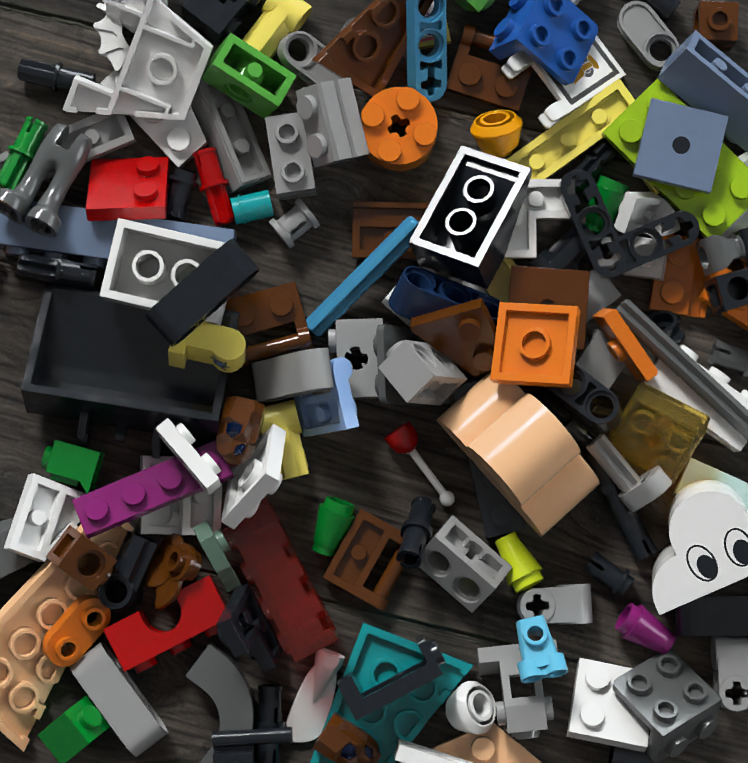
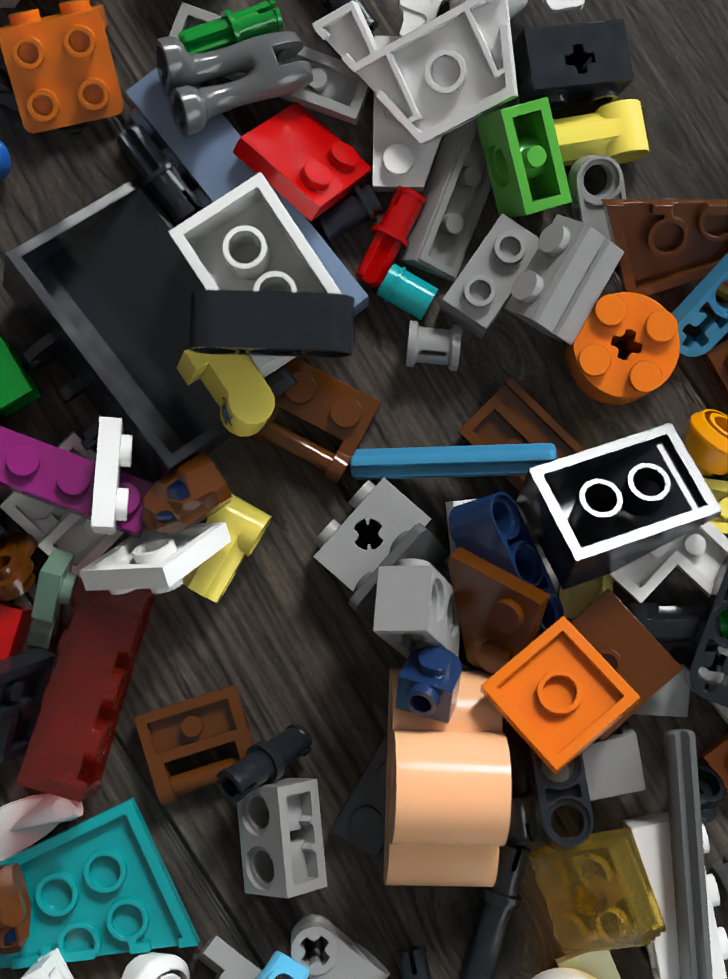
camera: 40 degrees right, 0 degrees up
(292, 375) = (290, 492): light grey beam -> none
(329, 410) = (289, 558): light blue plate -> none
(332, 524) = (193, 673): green cone -> none
(365, 702) = (91, 900): black panel -> none
(404, 441) = (339, 658): hinge -> none
(459, 396) = (430, 683): none -> dark blue plate
(525, 568) = (340, 896): neon yellow cone -> none
(624, 345) = (648, 776): orange plate -> none
(635, 489) = (521, 929): light grey piece -> none

